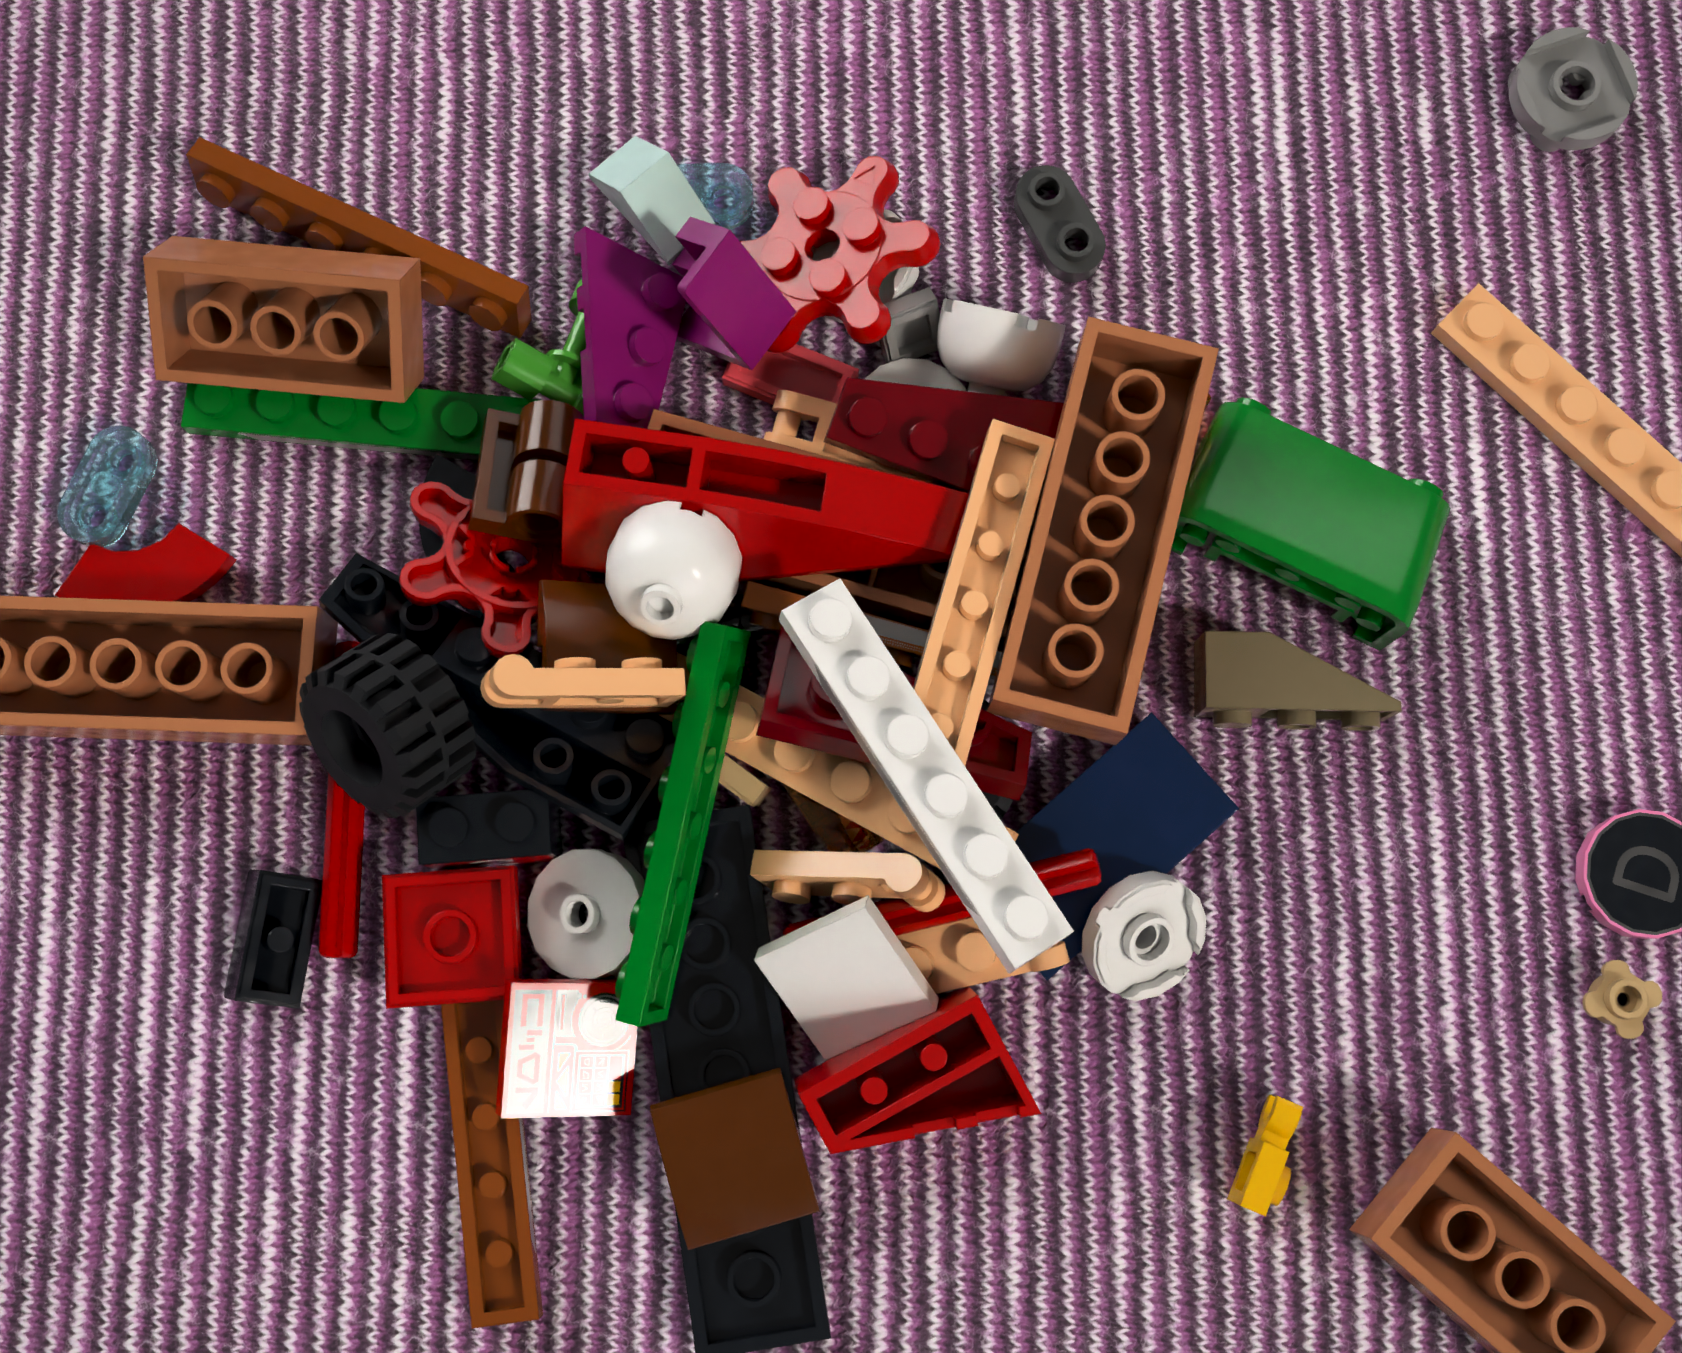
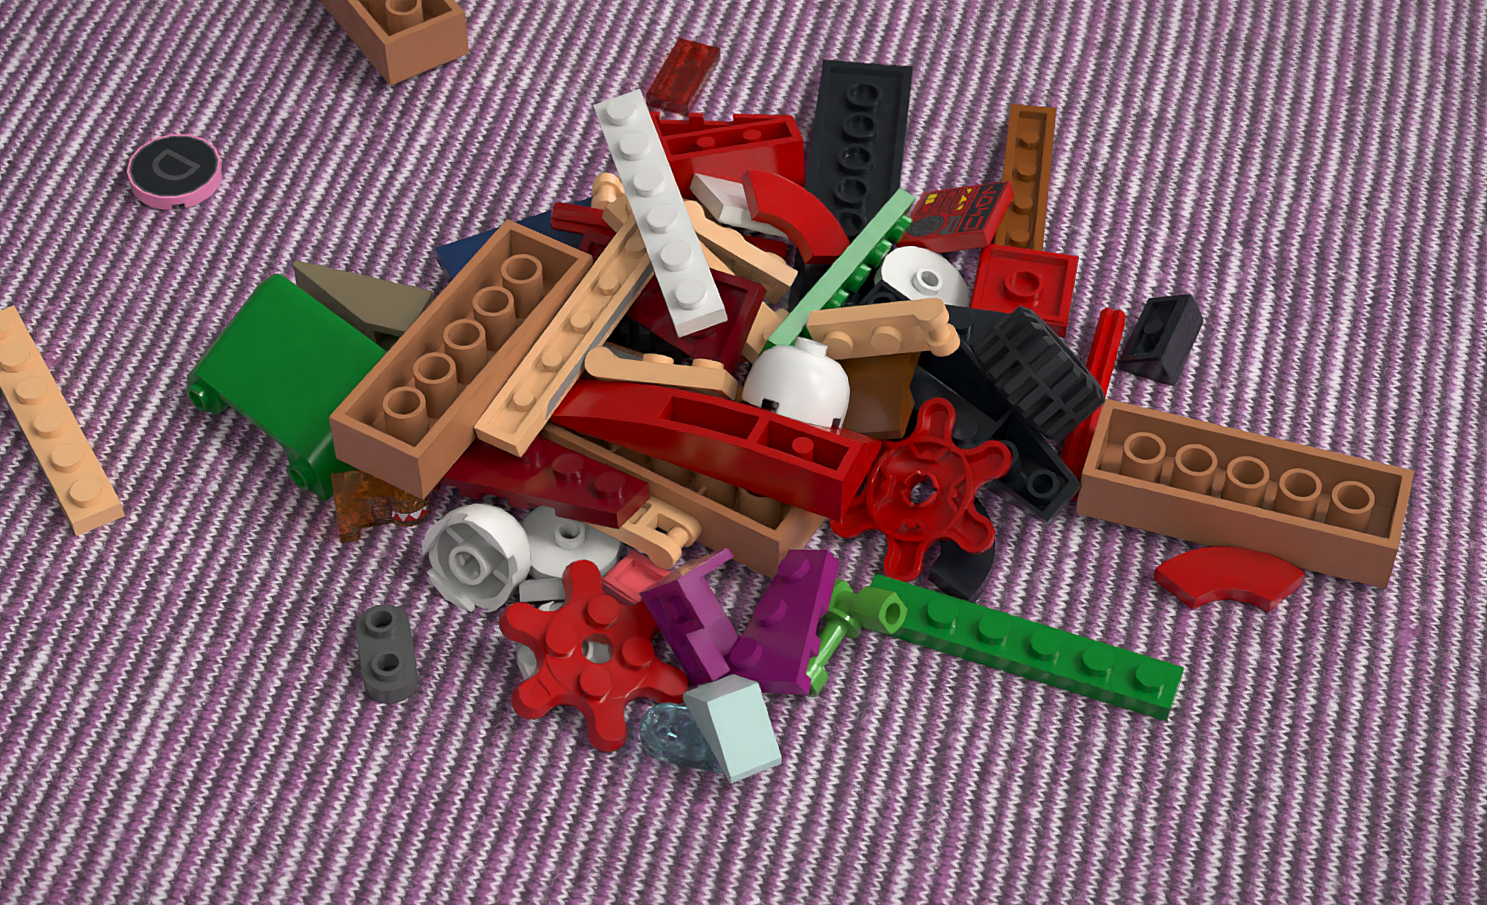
camera: 165 degrees left, 30 degrees down
(101, 485) = (1248, 641): clear light blue plate -> none
(285, 318) = (1070, 691): nougat brick -> none
(333, 225) = (1020, 779): dark orange plate -> none
(523, 472) = (889, 528): reddish brown plate -> none
(734, 1158) = (857, 135): reddish brown slope -> none
(767, 946) = (796, 214): none -> red tile
(869, 566) = (702, 377): none -> light nougat plate
(1027, 1269) = (683, 77): none -> clear red tile
(1143, 935) = (535, 194): white plate -> none
(1262, 1171) = (512, 82): yellow plate -> none
(1602, 1001) = (231, 115): tan plate -> none

